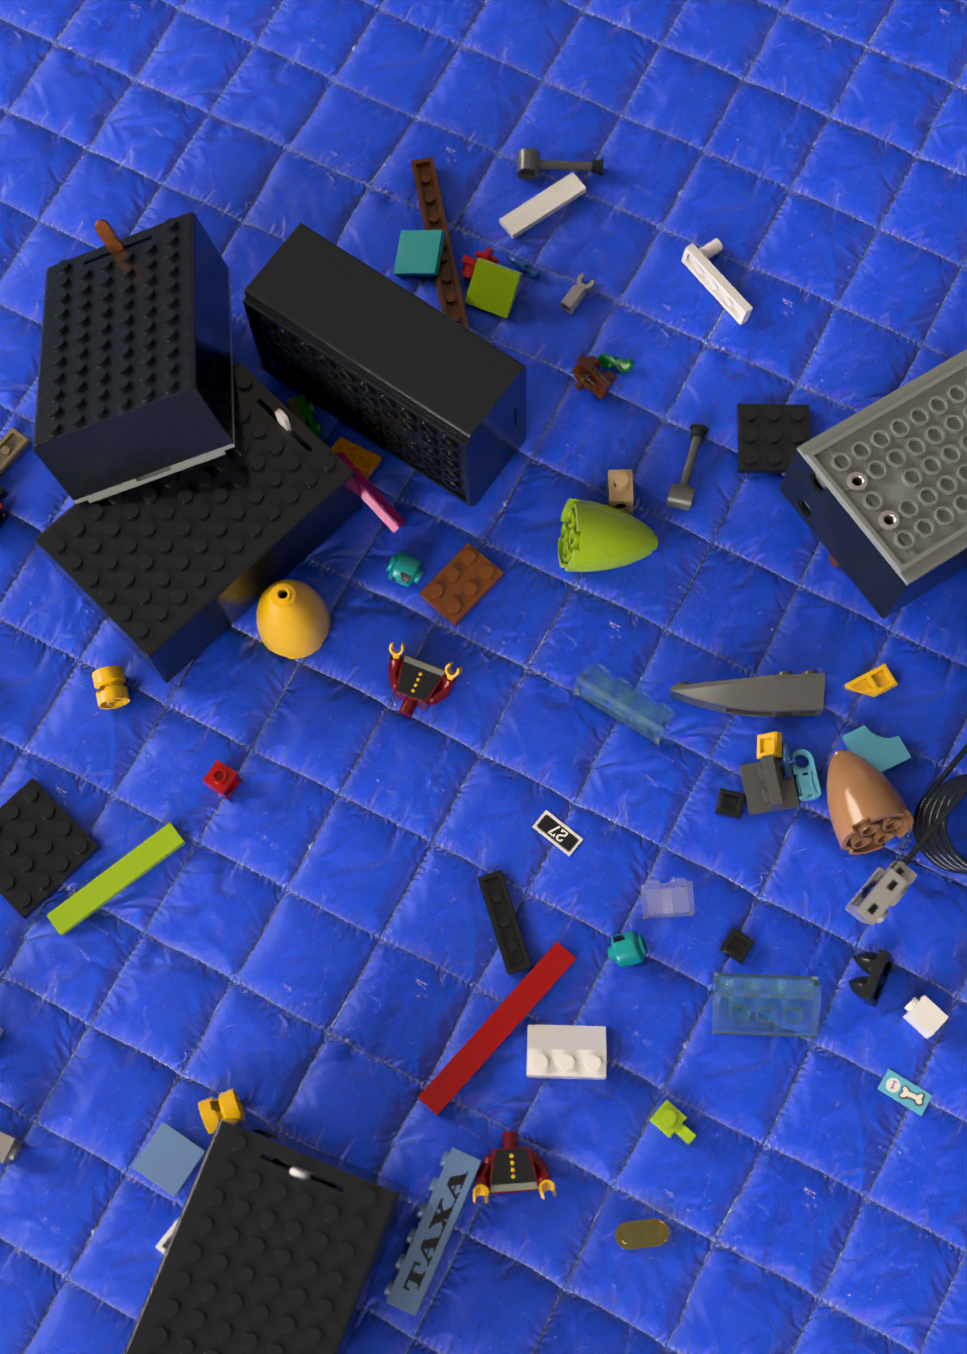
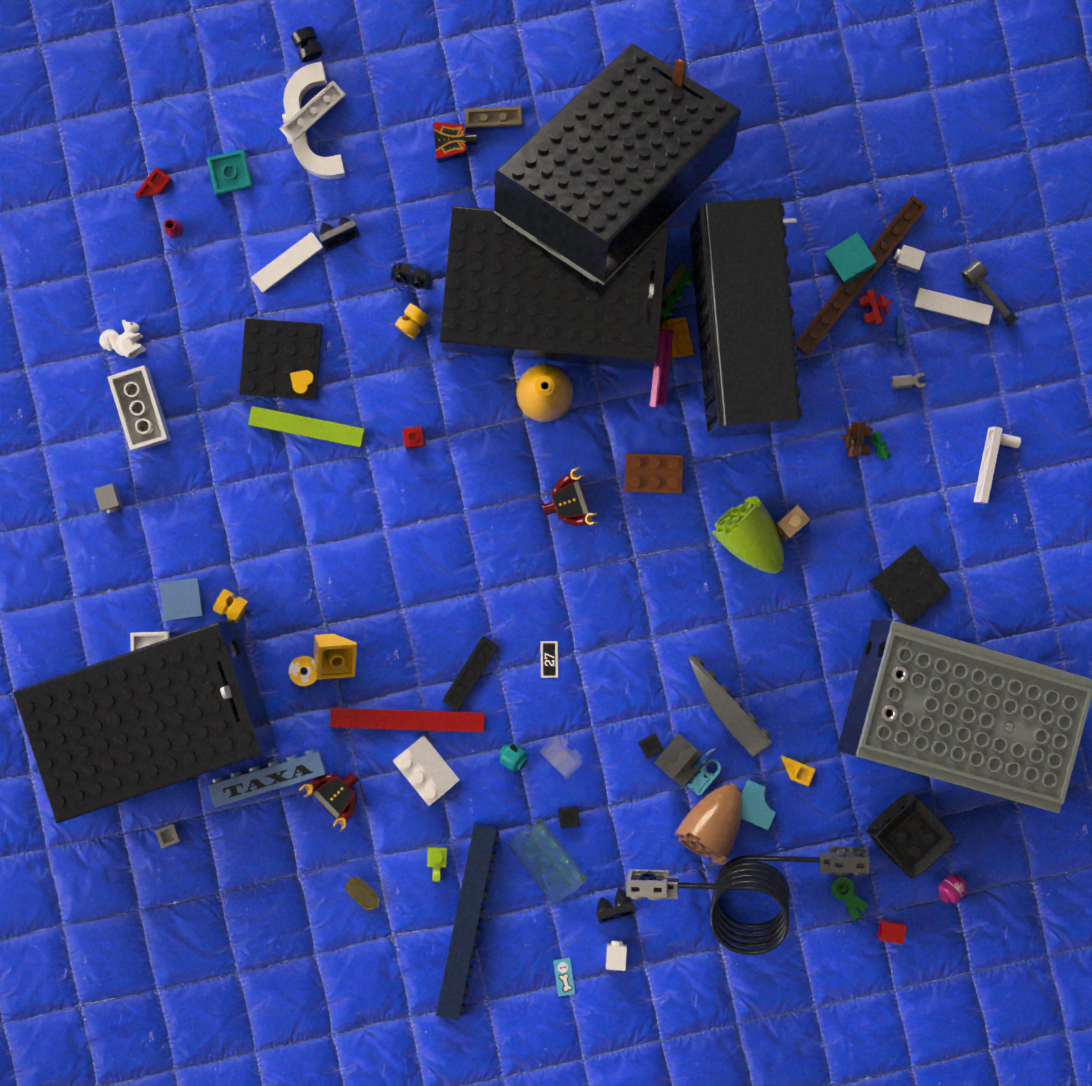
camera: 40 degrees right, 15 degrees up
(62, 660) = (402, 274): none -> black hinge
(67, 841) = (301, 380): none -> yellow tile
(367, 1096) = (295, 671): none -> yellow piece
(368, 1046) = (334, 656): none -> yellow slope
(404, 569) = (633, 431): teal head -> none
(465, 206) = (909, 258): none -> white brick
(493, 287) = (865, 326): lime tile -> none
(624, 703) = (660, 636): clear light blue slope -> none
(682, 494) = (823, 559): dark grey piece -> none
(764, 1147) = (466, 921): none -> dark blue brick
(769, 744) = (704, 741): yellow tile -> none

